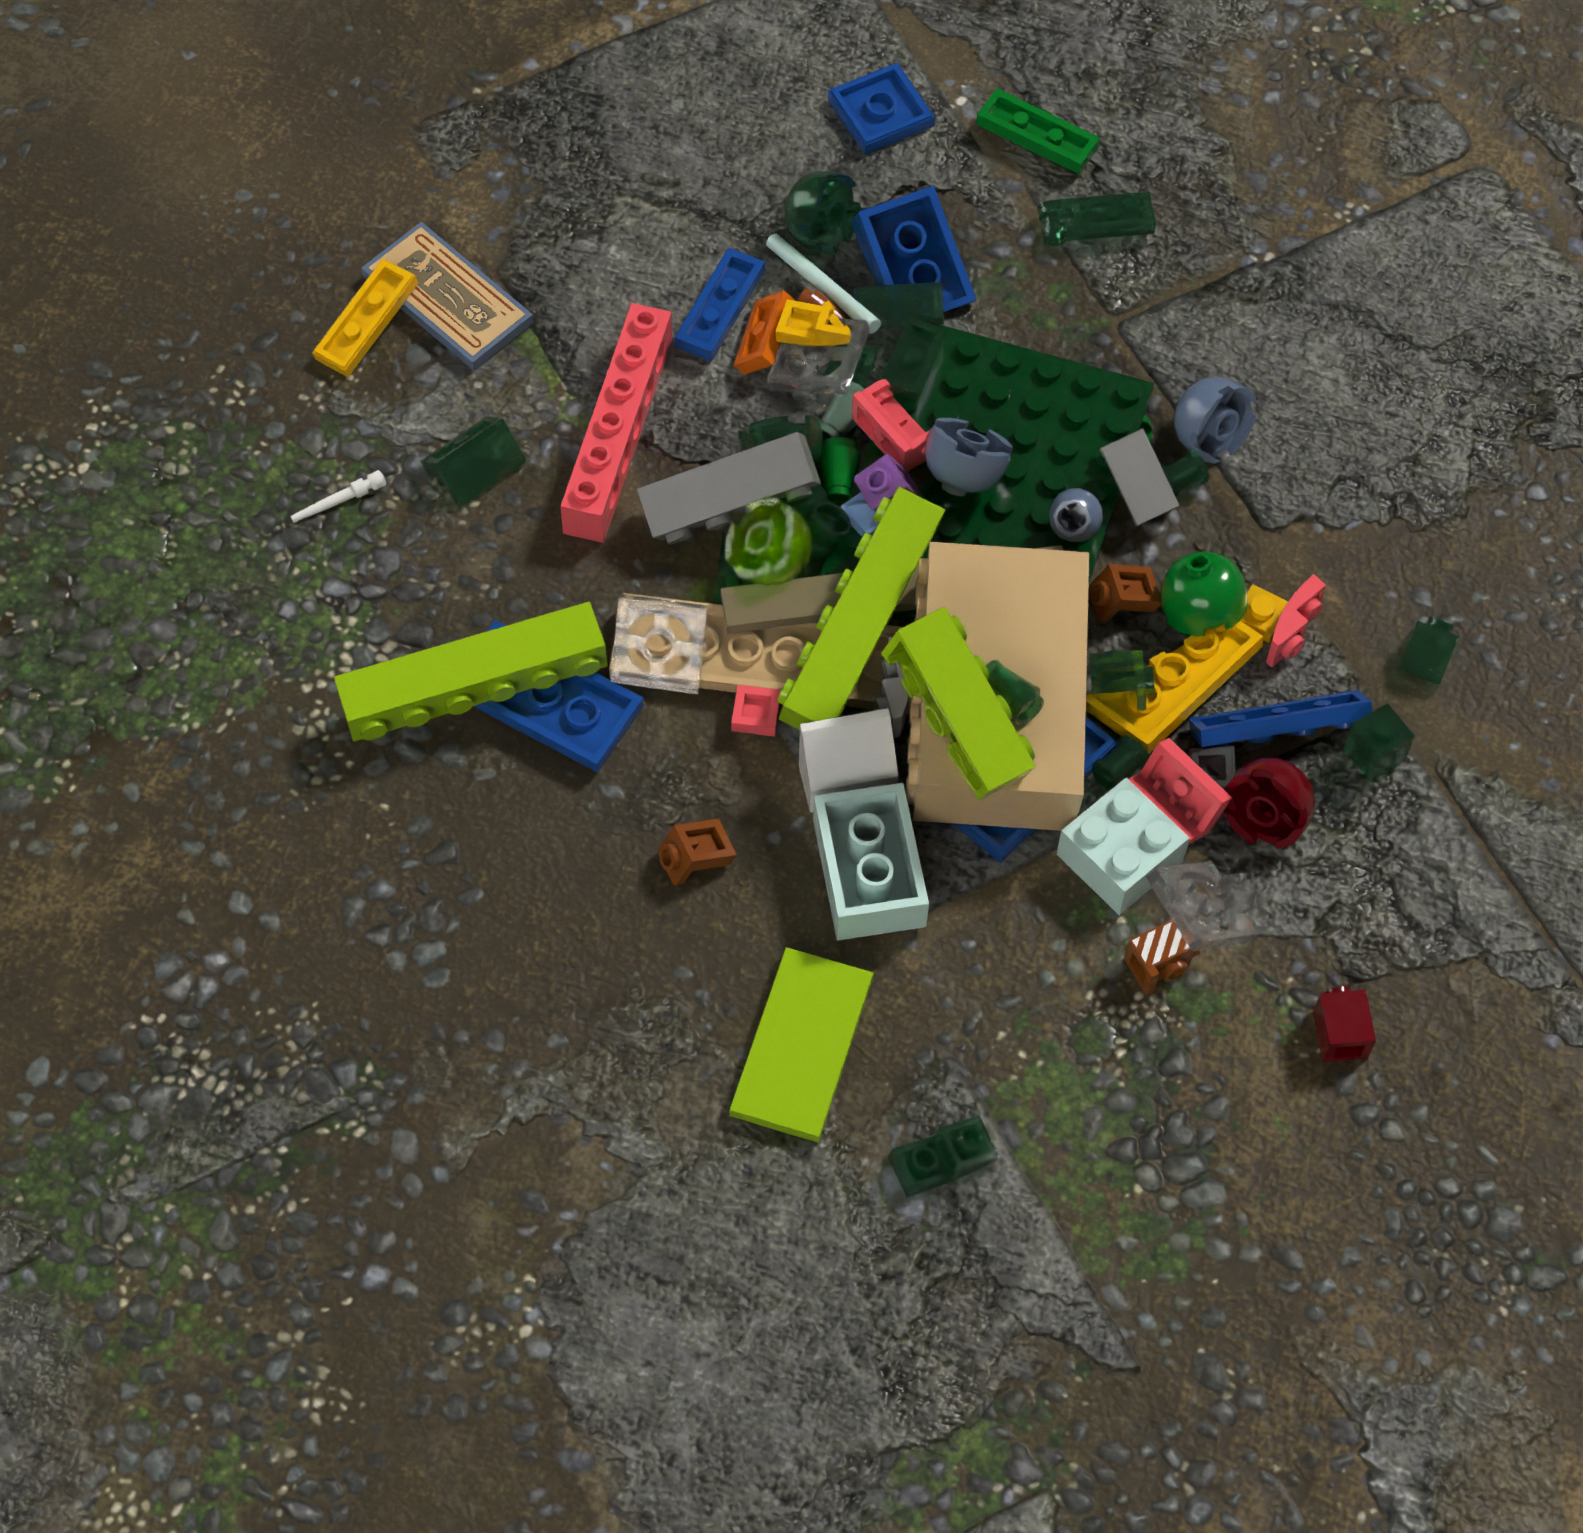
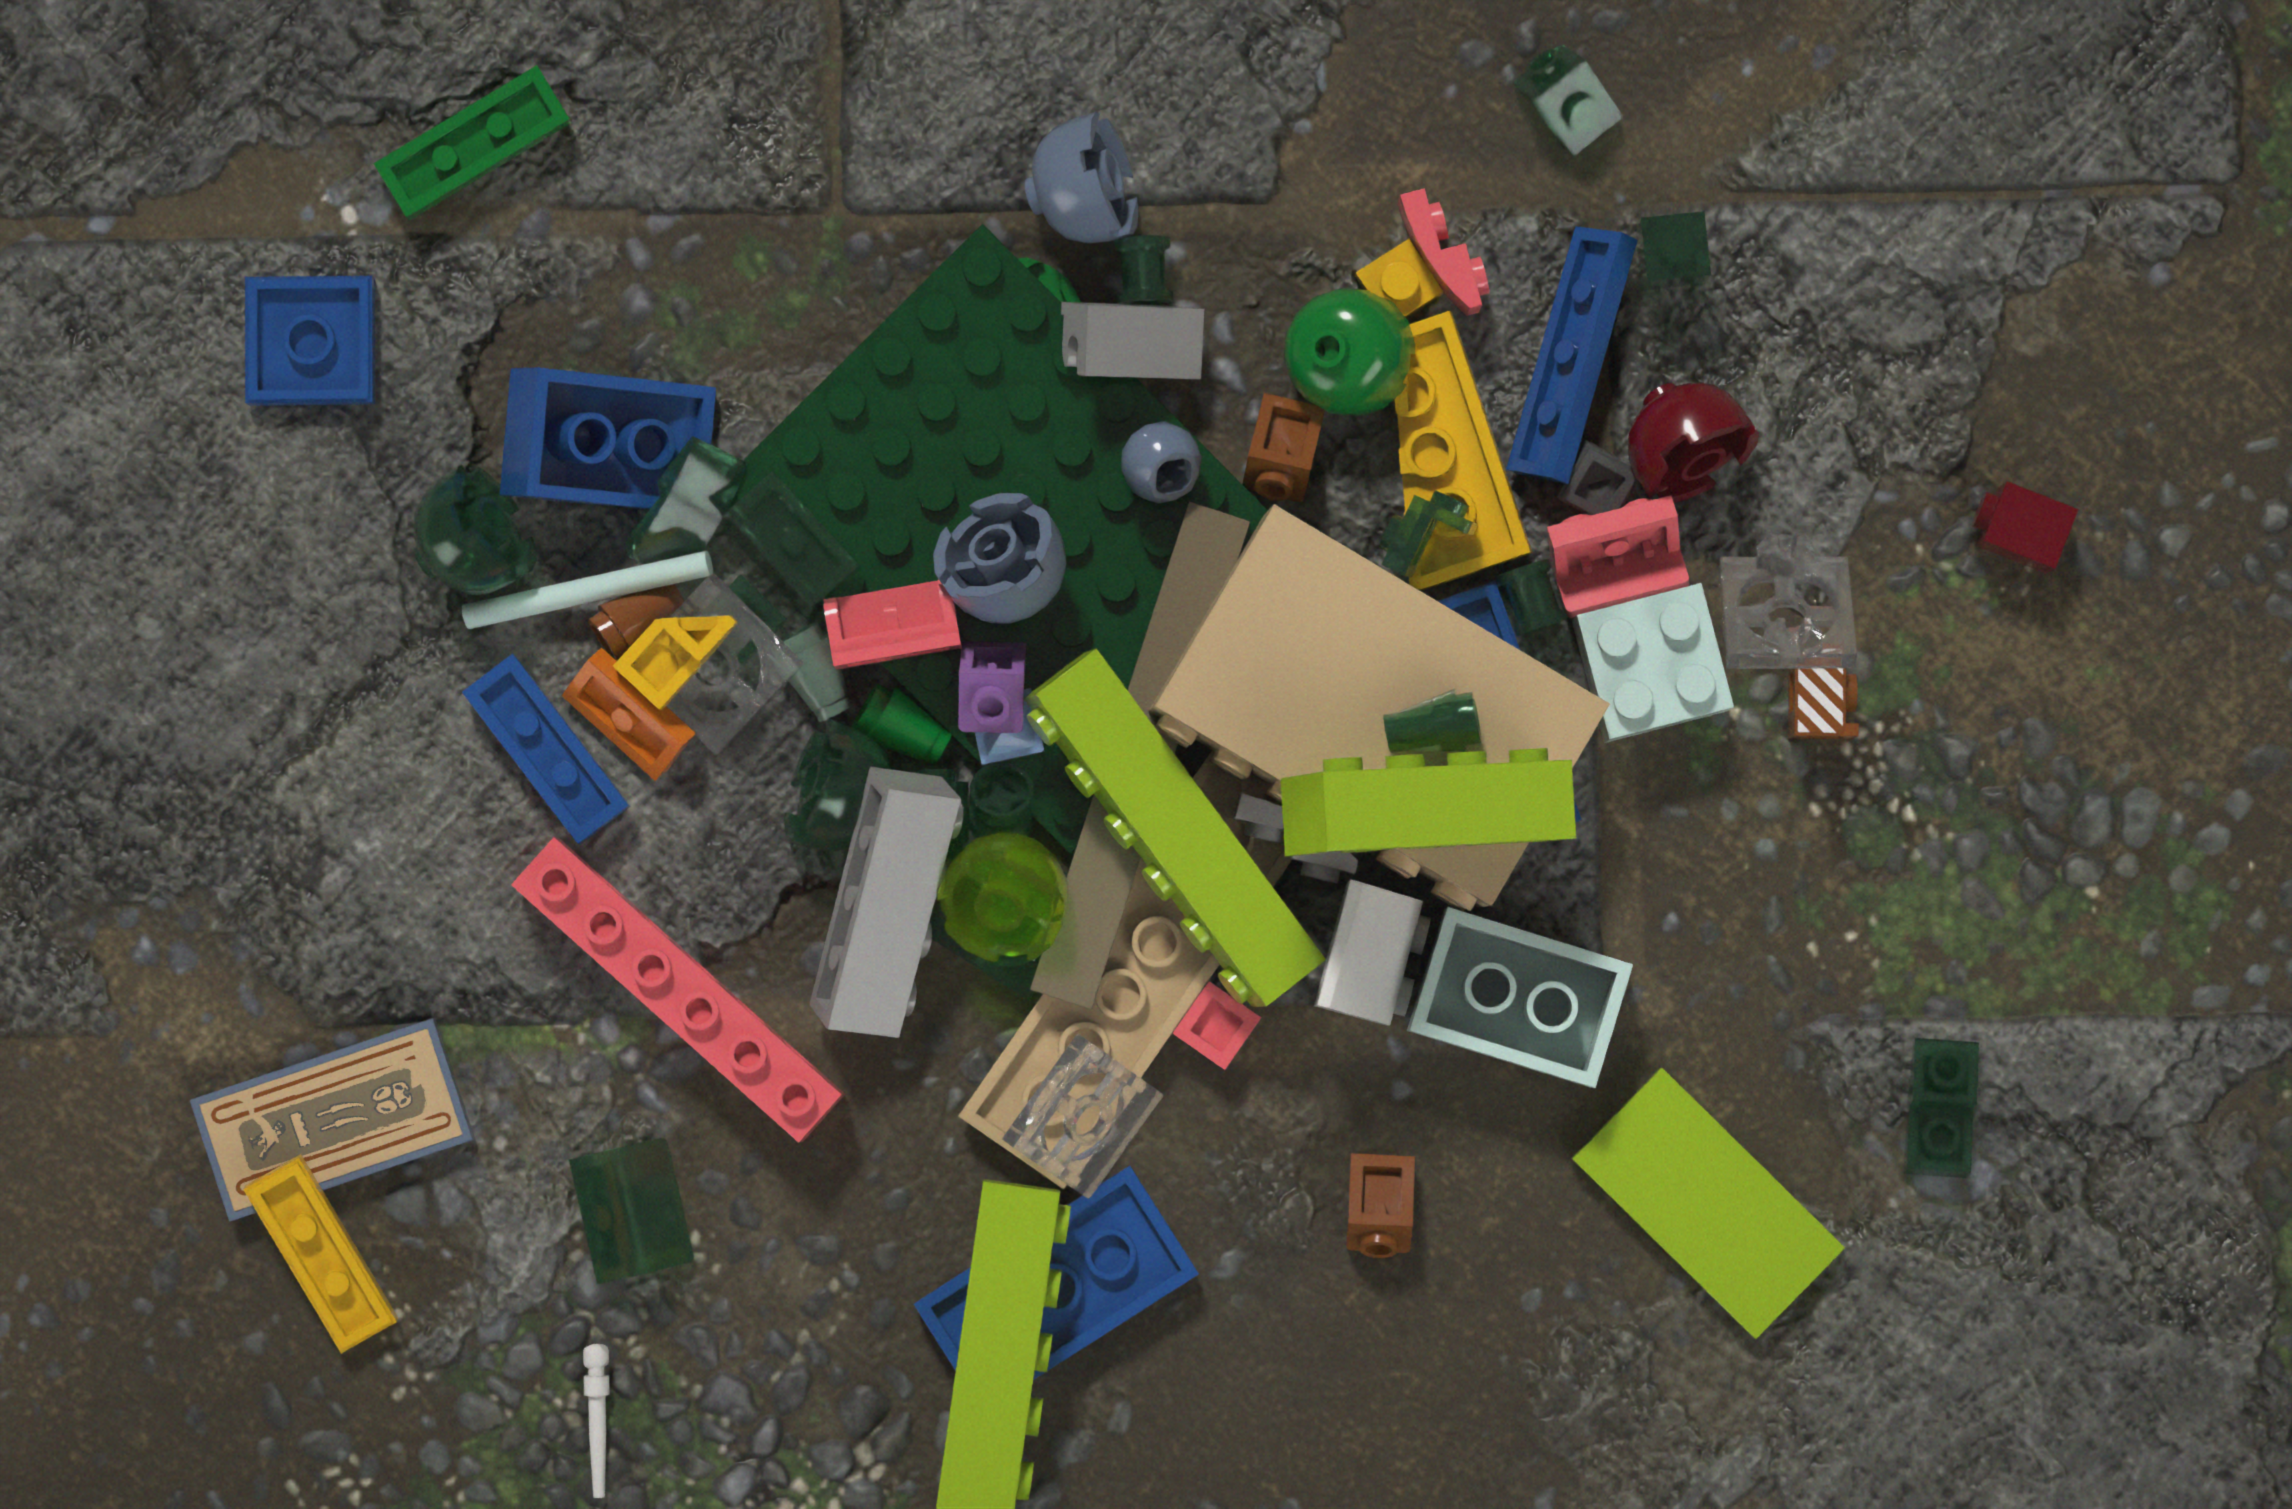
camera: 60 degrees left, 25 degrees up
(1096, 217) = (666, 141): clear green plate -> none

